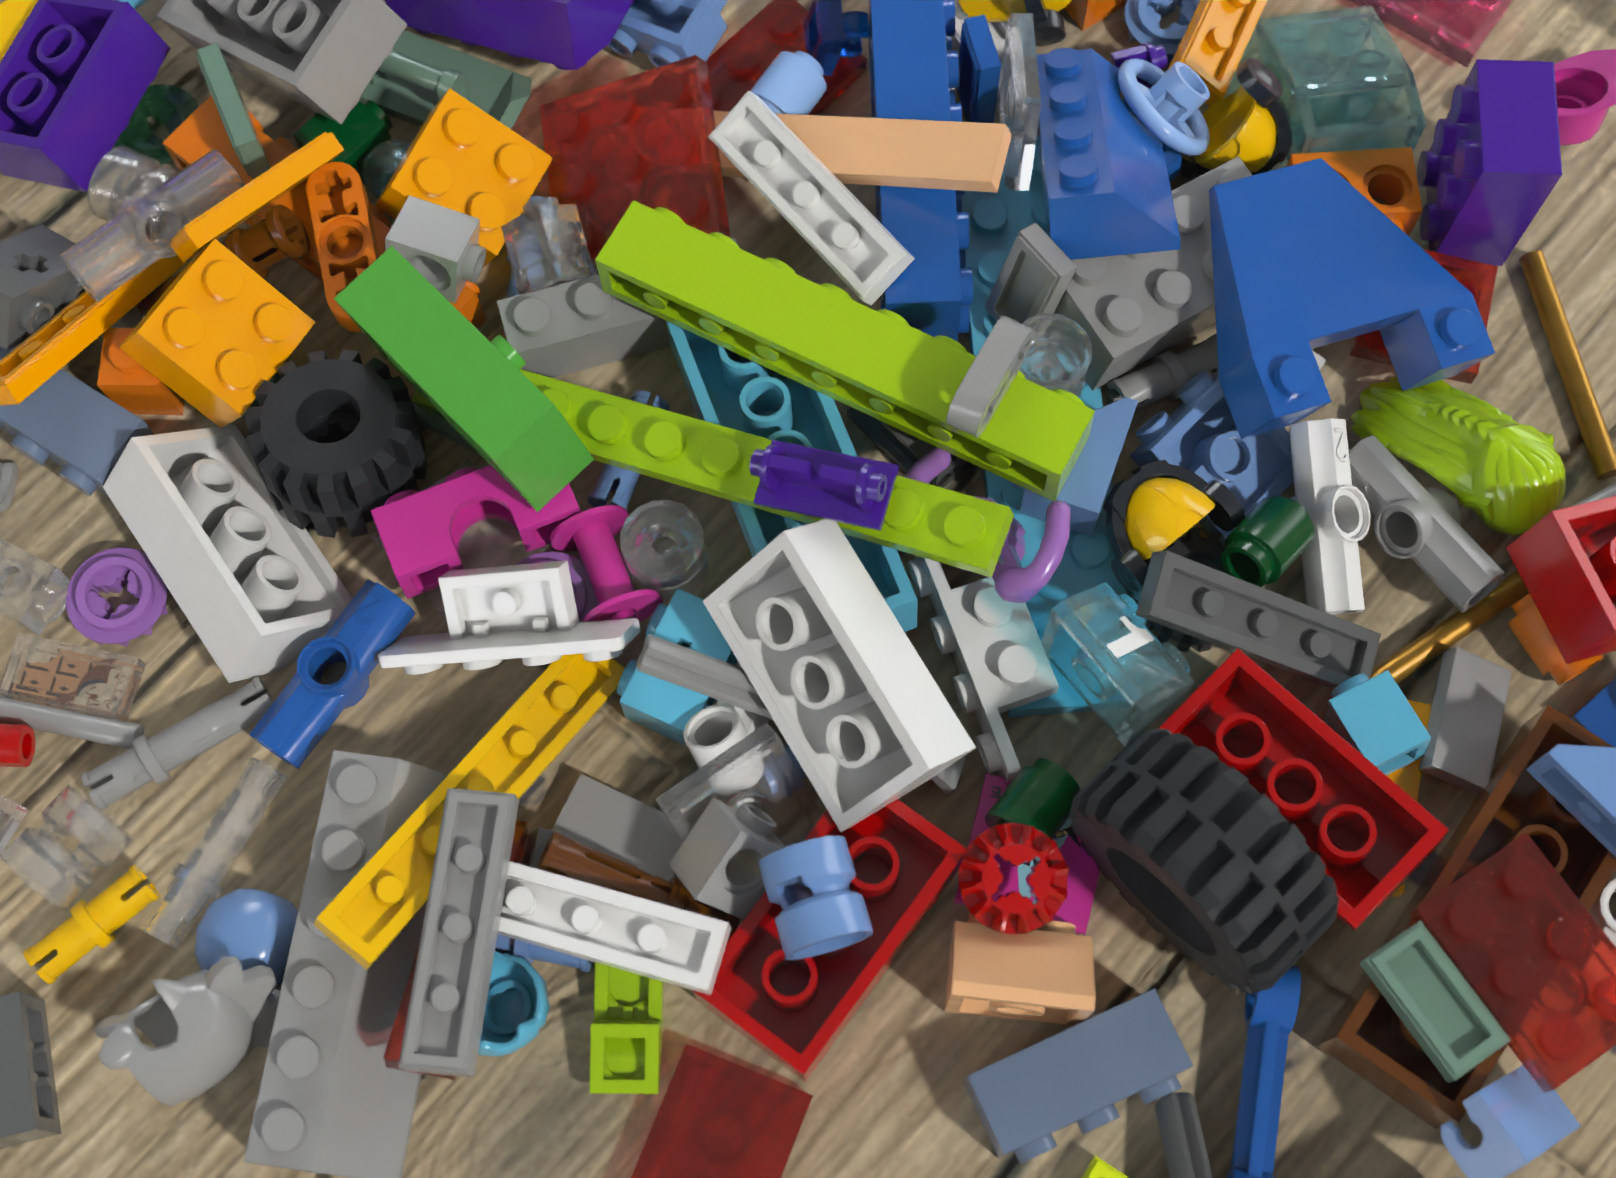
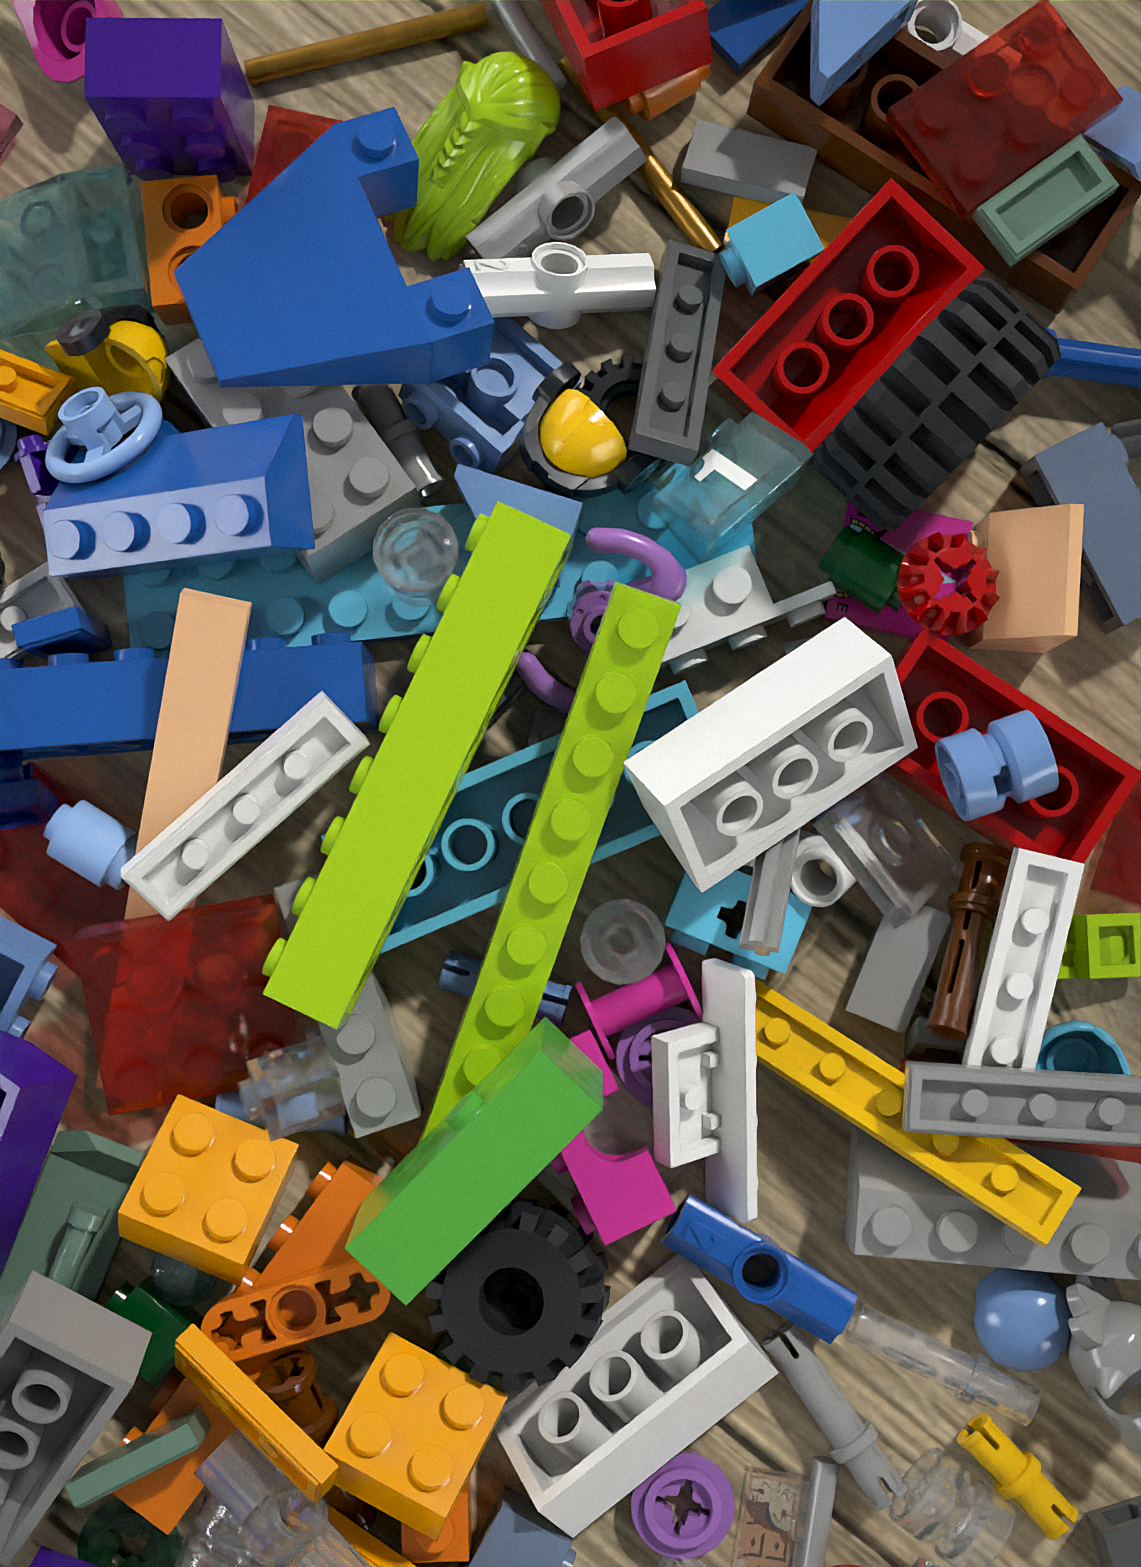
camera: 100 degrees left, 15 degrees up
(438, 245) = (306, 1210): light grey brick -> none
(724, 854) = (944, 854): light grey brick -> none
(823, 483) = (594, 770): dark purple hinge -> none
(990, 376) = (475, 603): light grey beam -> none
(1020, 99) = (106, 586): clear tile -> none
(1031, 277) = (332, 573): light grey tile -> none
(1267, 541) = (596, 340): dark green brick -> none

